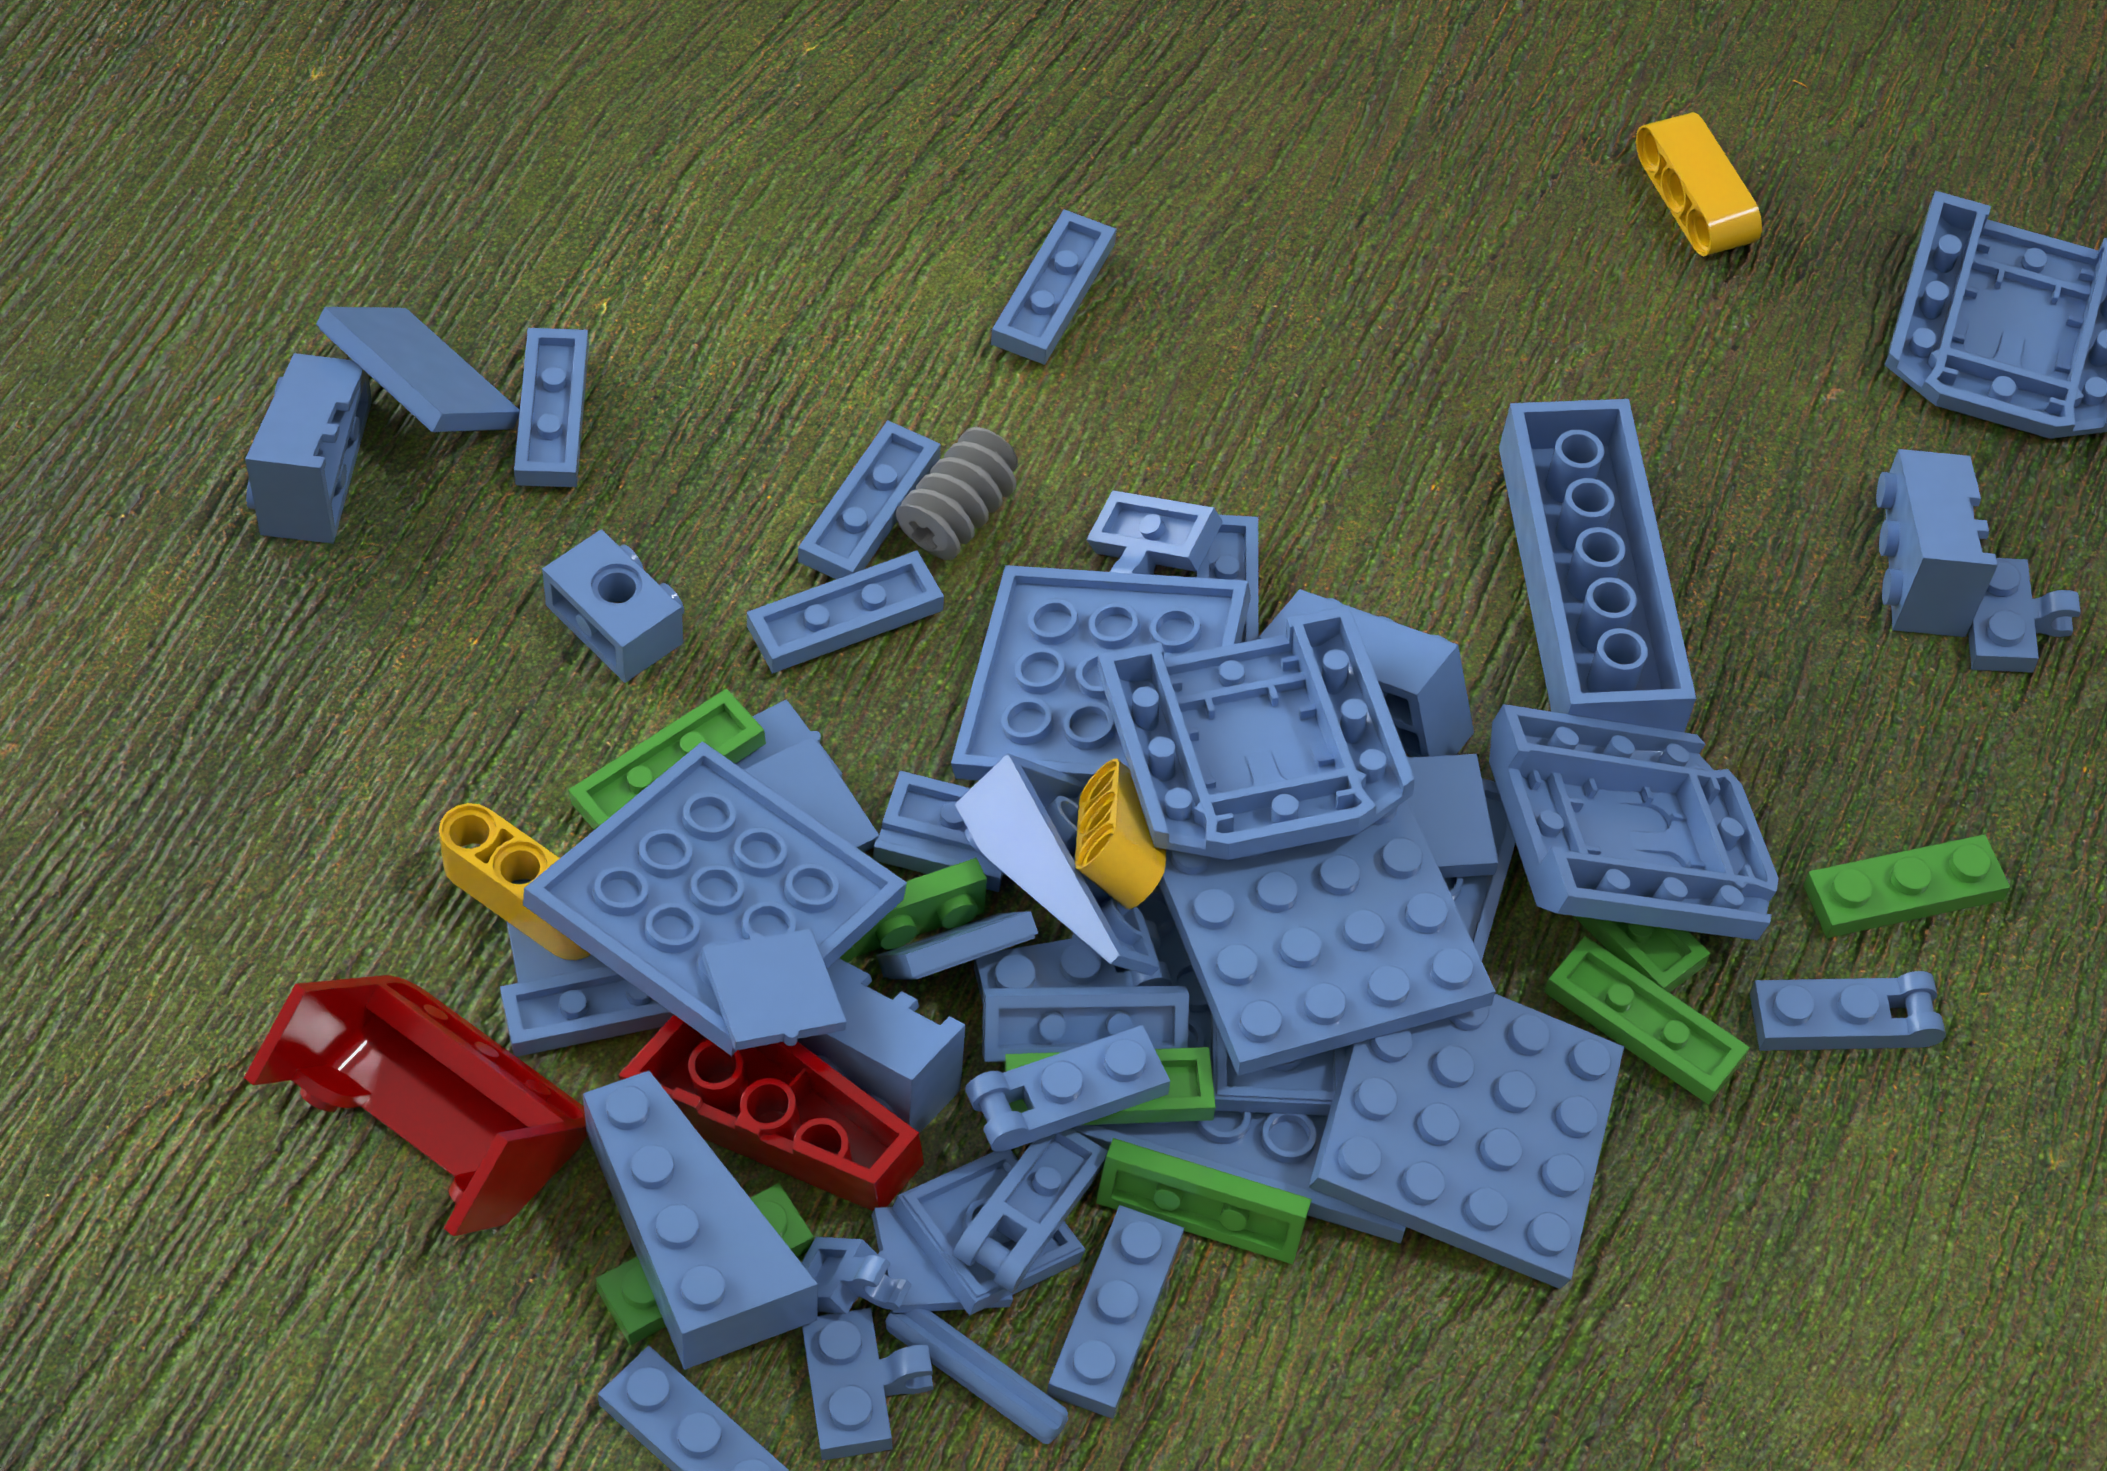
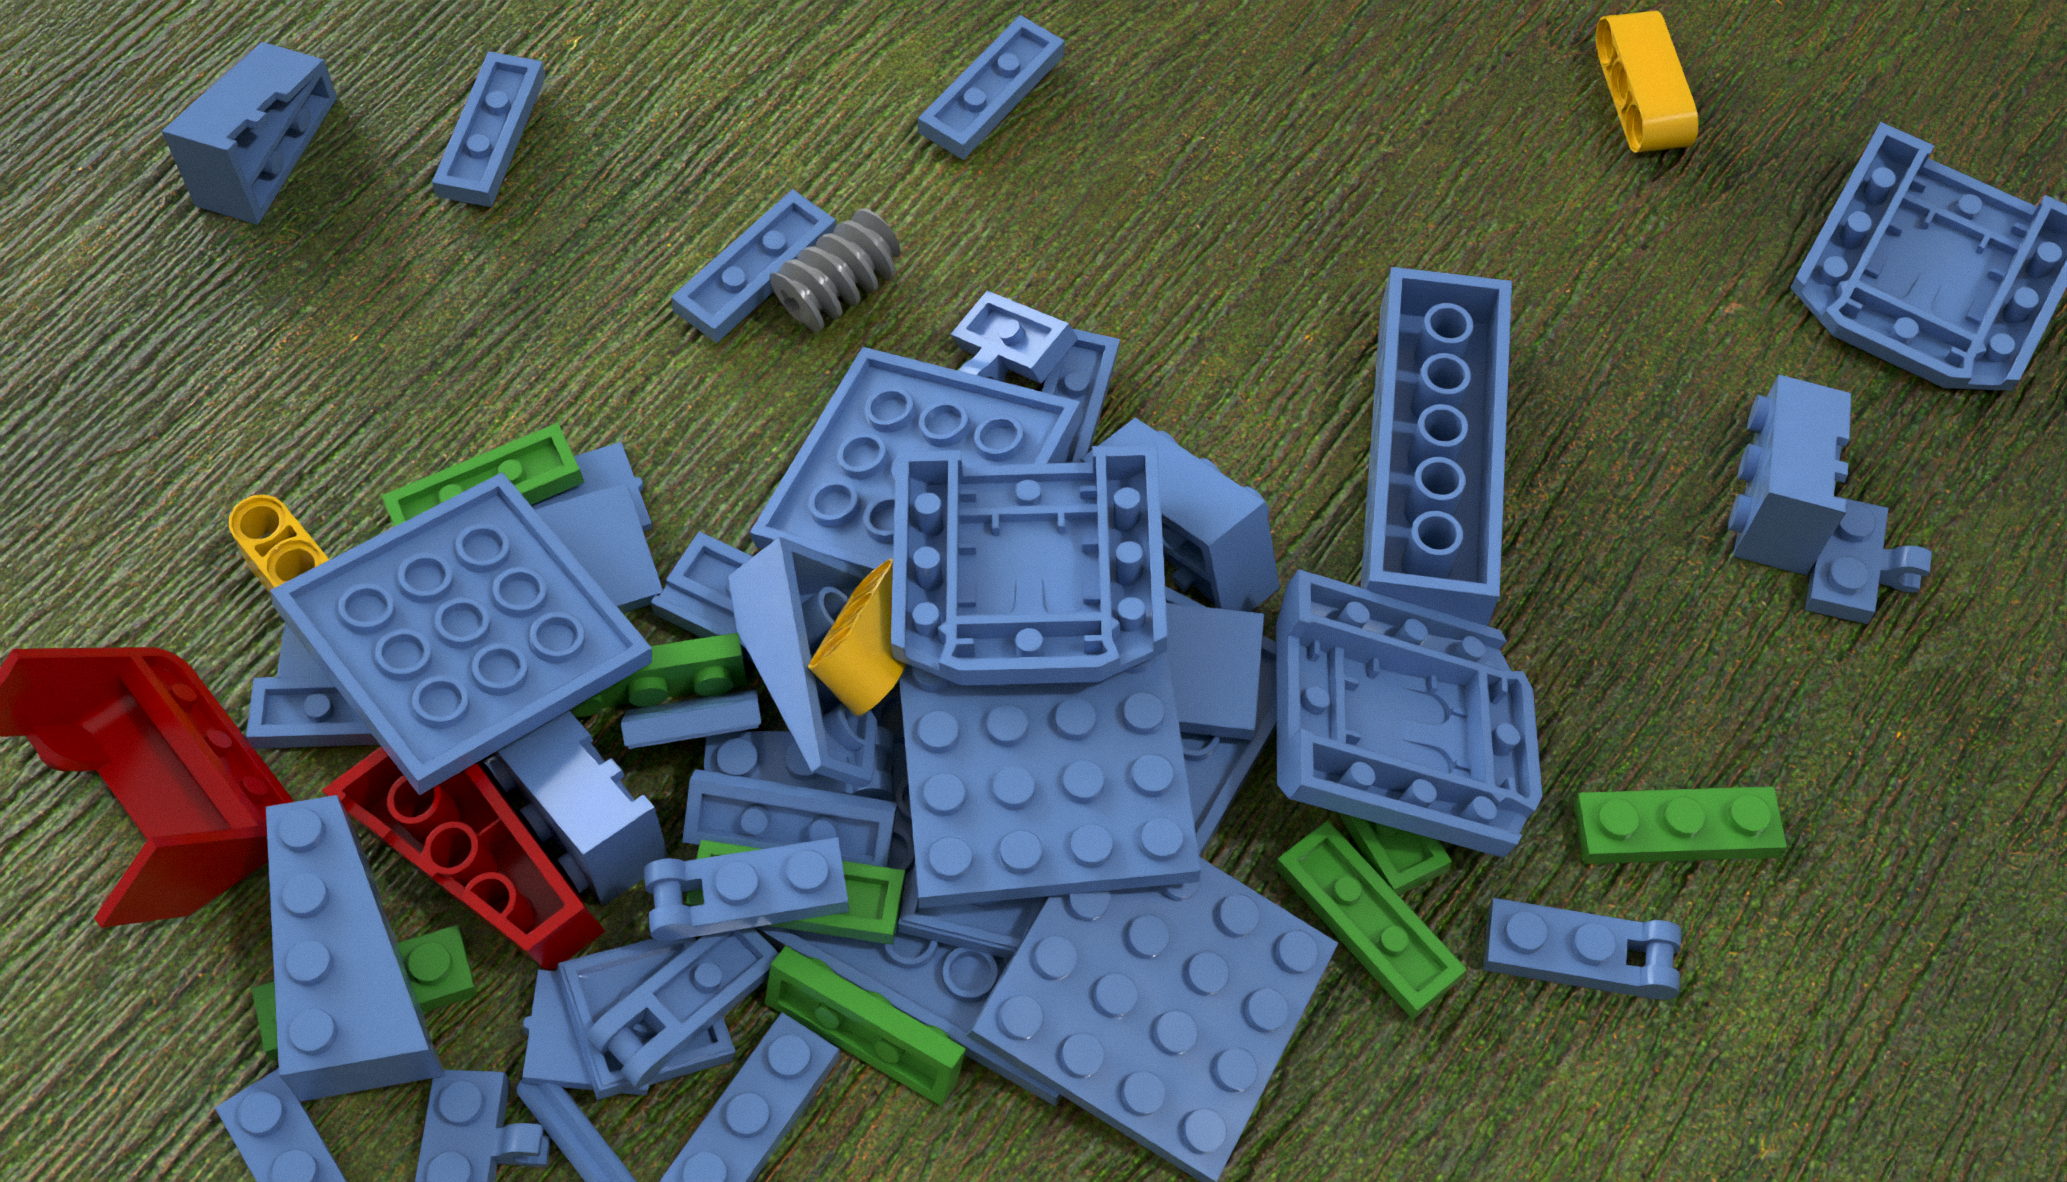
camera: 15 degrees right, 5 degrees up
(418, 369) = (372, 73): medium blue tile -> none
(624, 635) = (484, 324): medium blue brick -> none
(773, 989) = (474, 736): medium blue piece -> none
(844, 611) = (699, 366): medium blue plate -> none
(850, 1271) = (482, 1034): medium blue plate -> none

